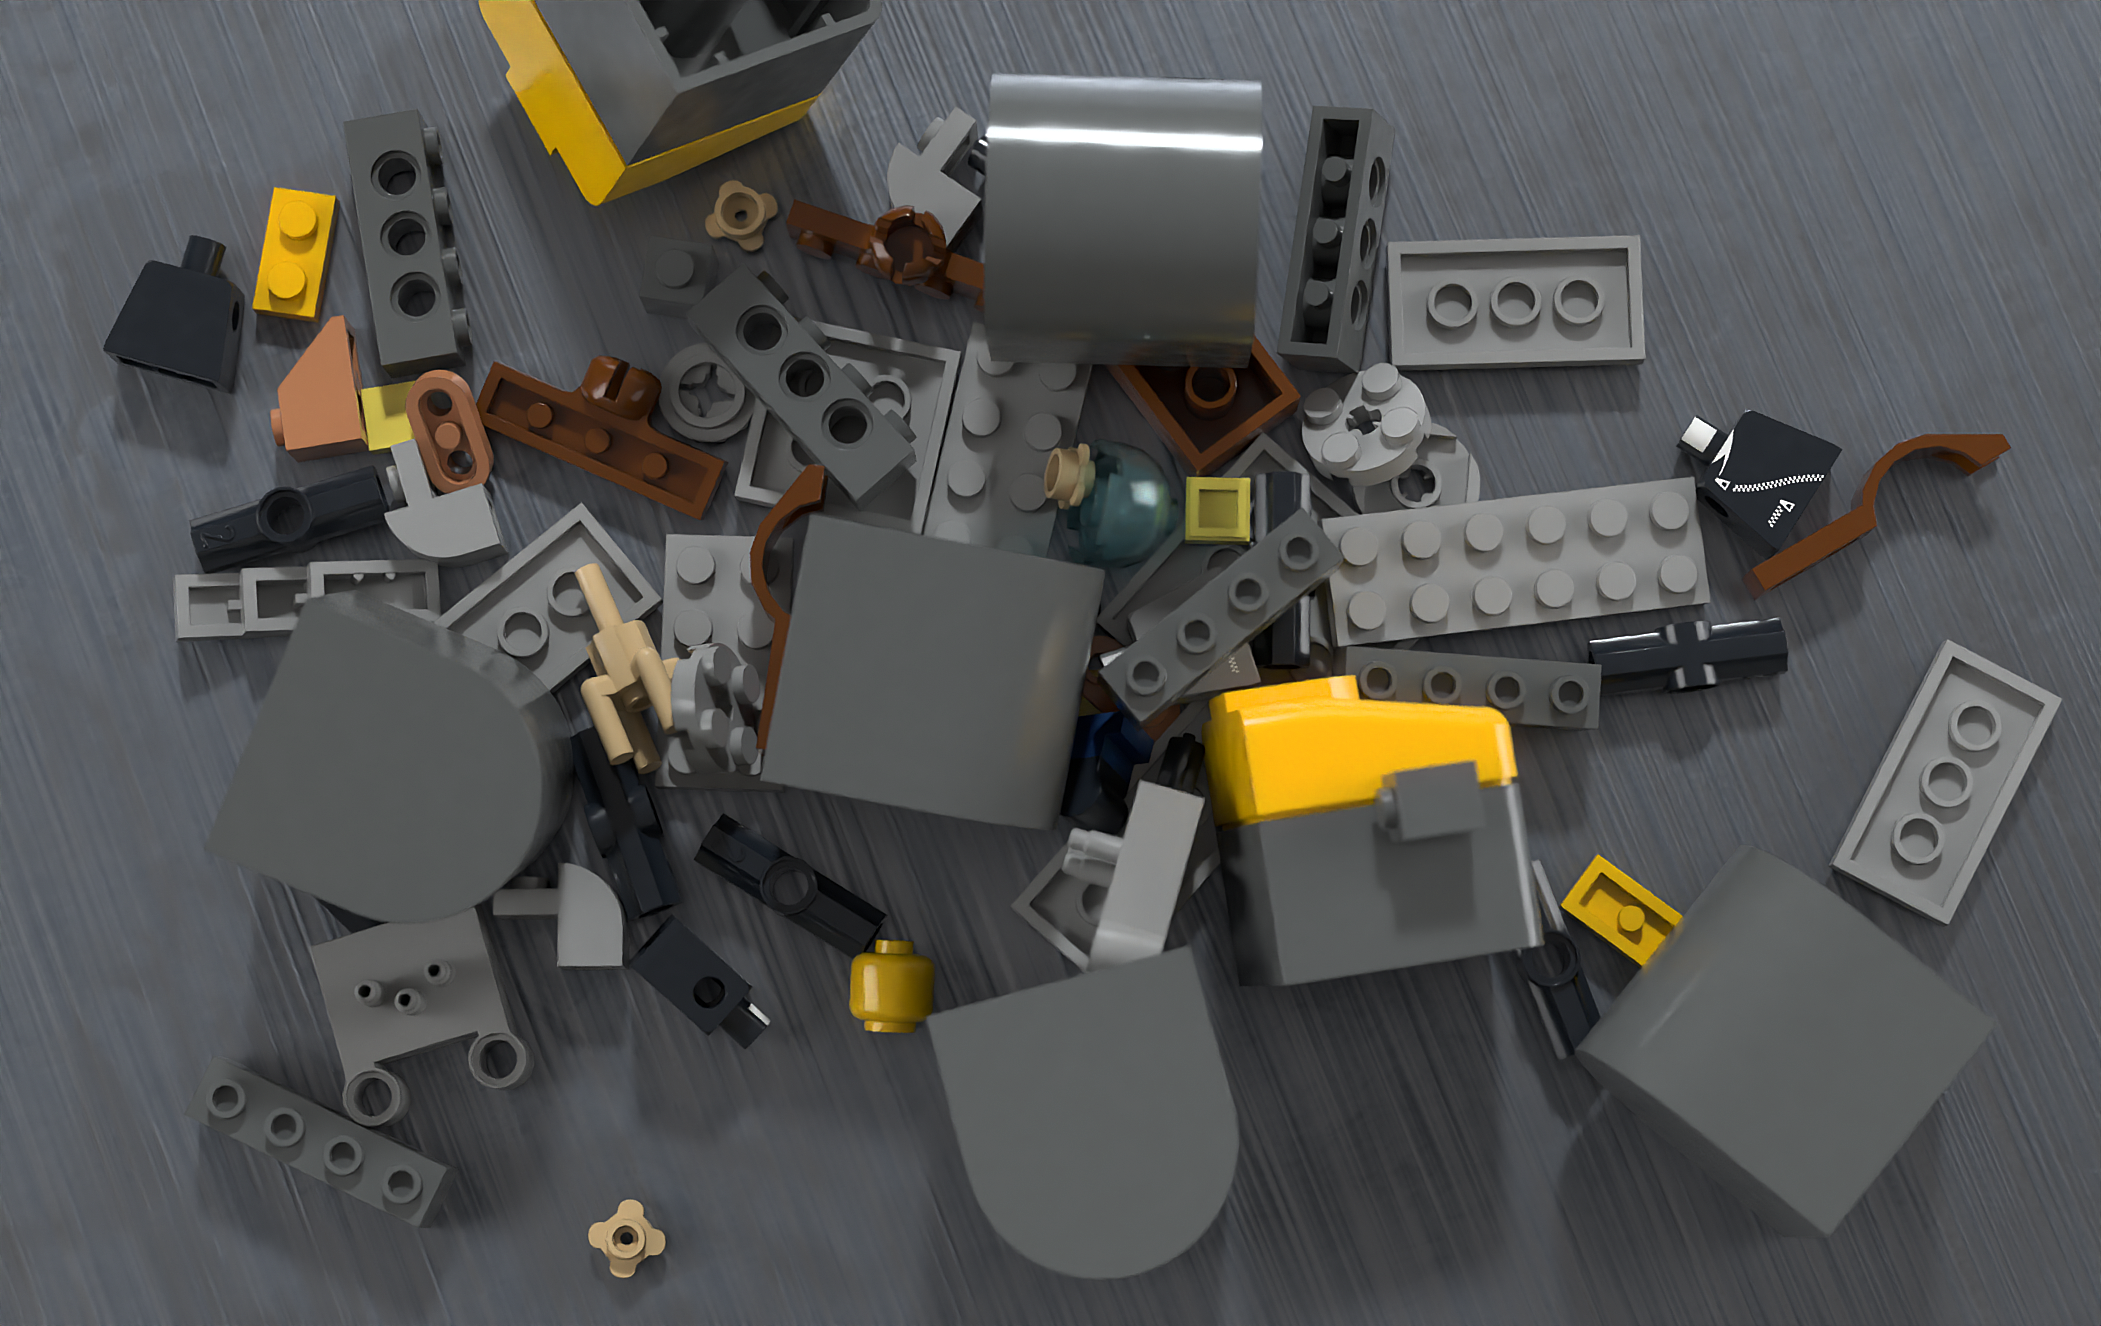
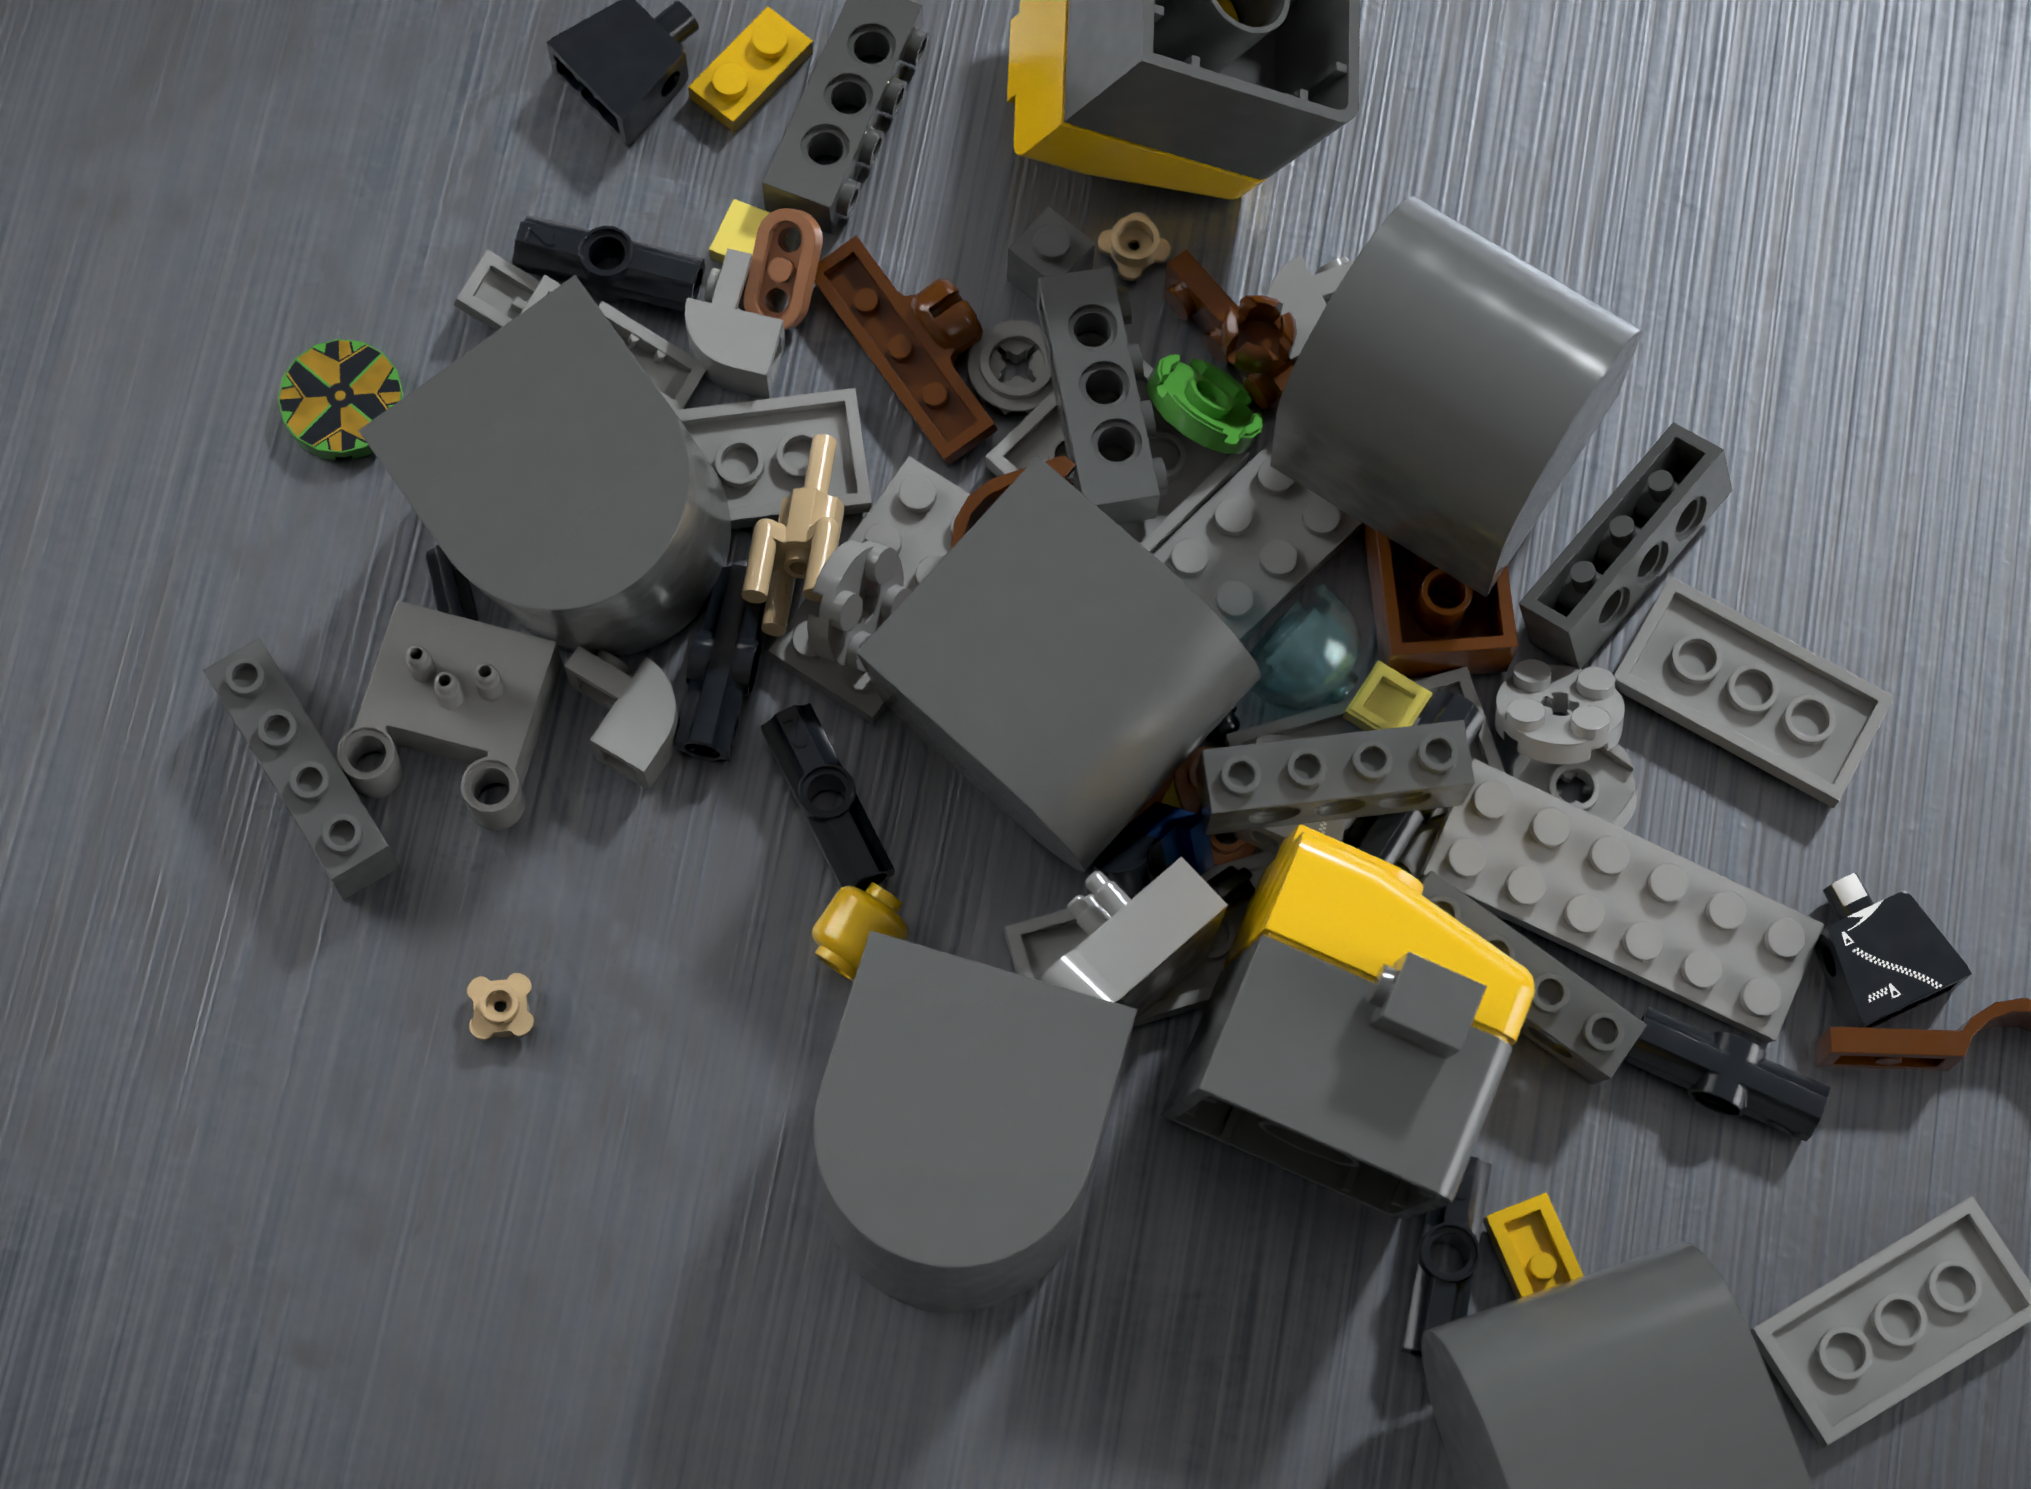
camera: 25 degrees right, 10 degrees down
(133, 787) = (334, 394): none -> tile
(323, 398) = (697, 186): nougat slope -> none
(674, 964) = (694, 799): black torso -> none
(896, 332) = (1204, 404): none -> bright green tile
(1069, 475) = (1278, 601): tan plate -> none

